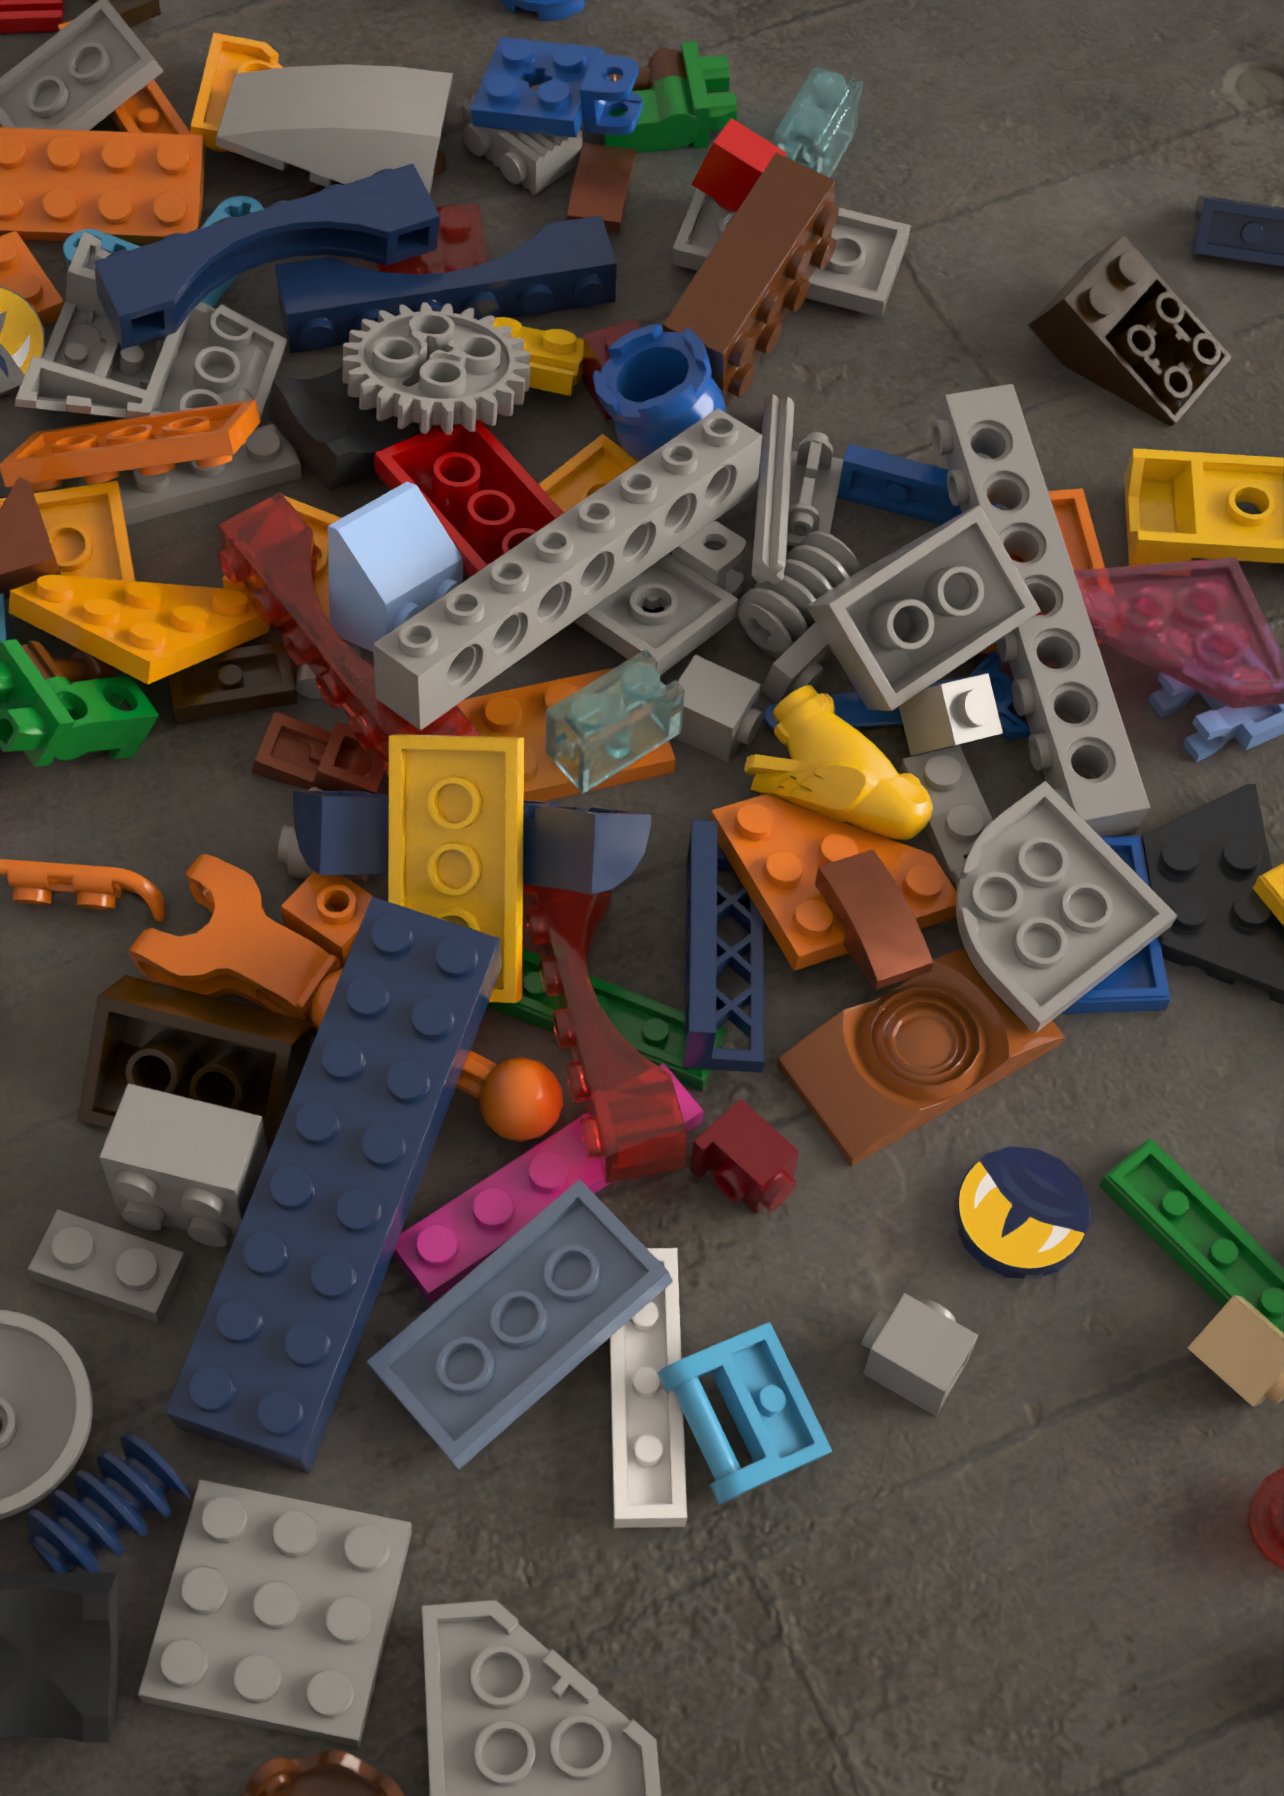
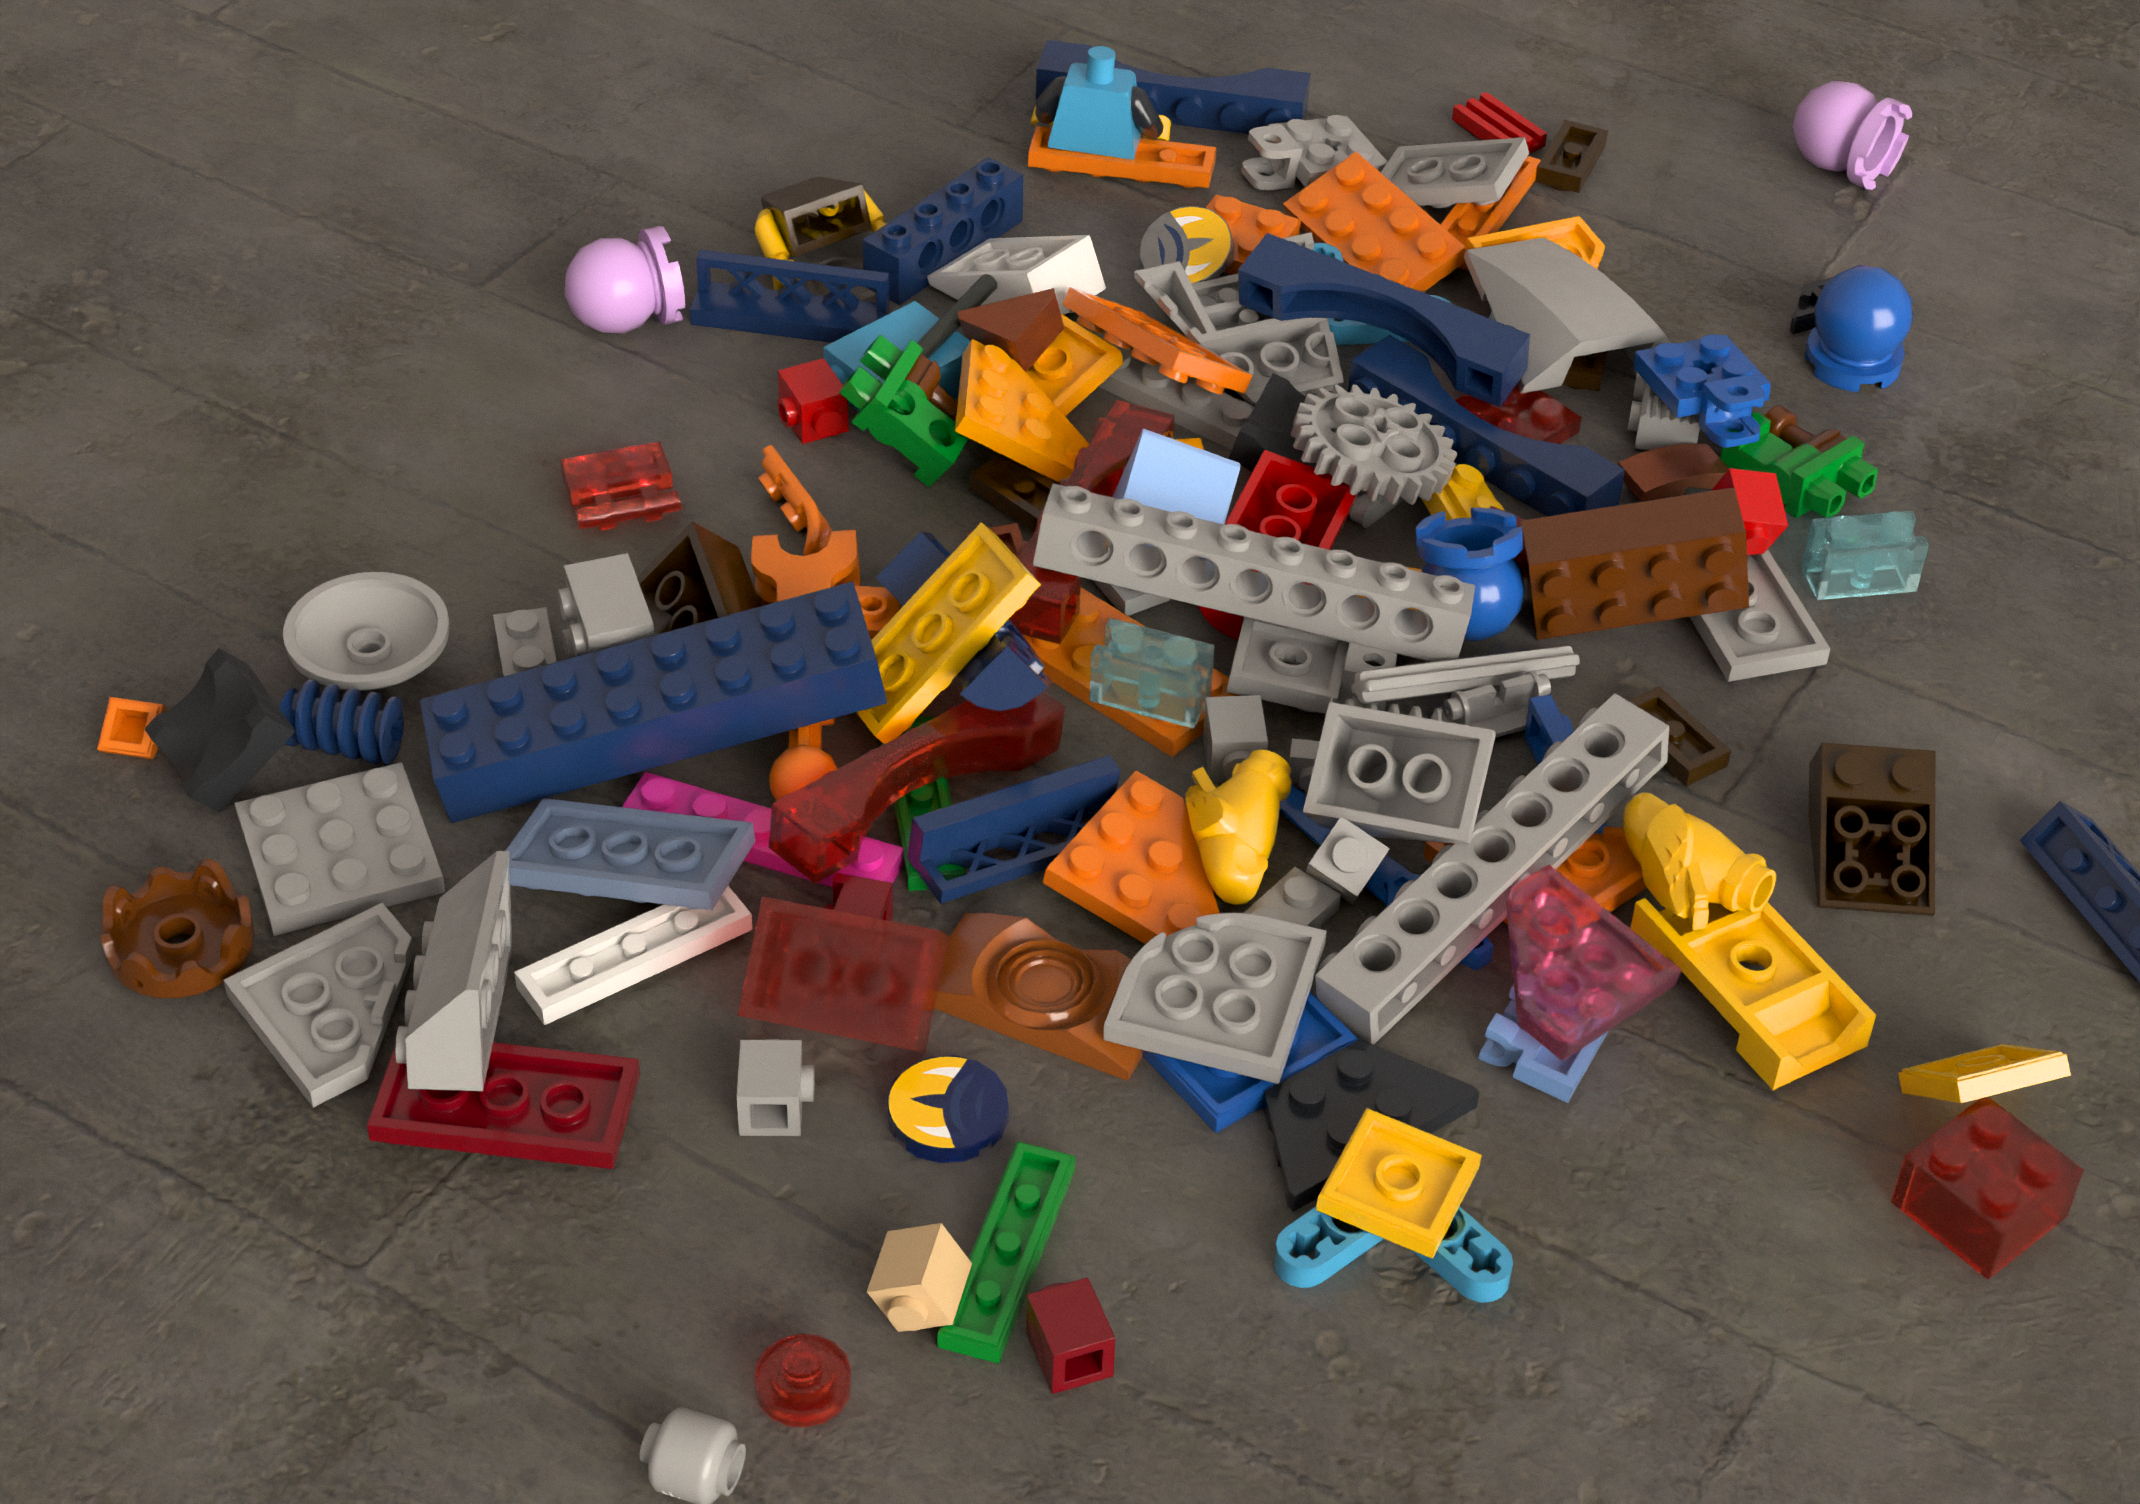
camera: 60 degrees right, 15 degrees down
(634, 1577) = (459, 983): none -> light grey slope
(763, 1403) = (661, 1014): dark azure plate -> none
(778, 1620) = (531, 1107): none -> dark red plate
(847, 1209) = (843, 974): none -> clear red brick
(878, 920) = (1112, 892): copper slope -> none
(918, 391) = (1691, 746): none -> dark brown plate
(1136, 474) = (1692, 862): none -> yellow animal

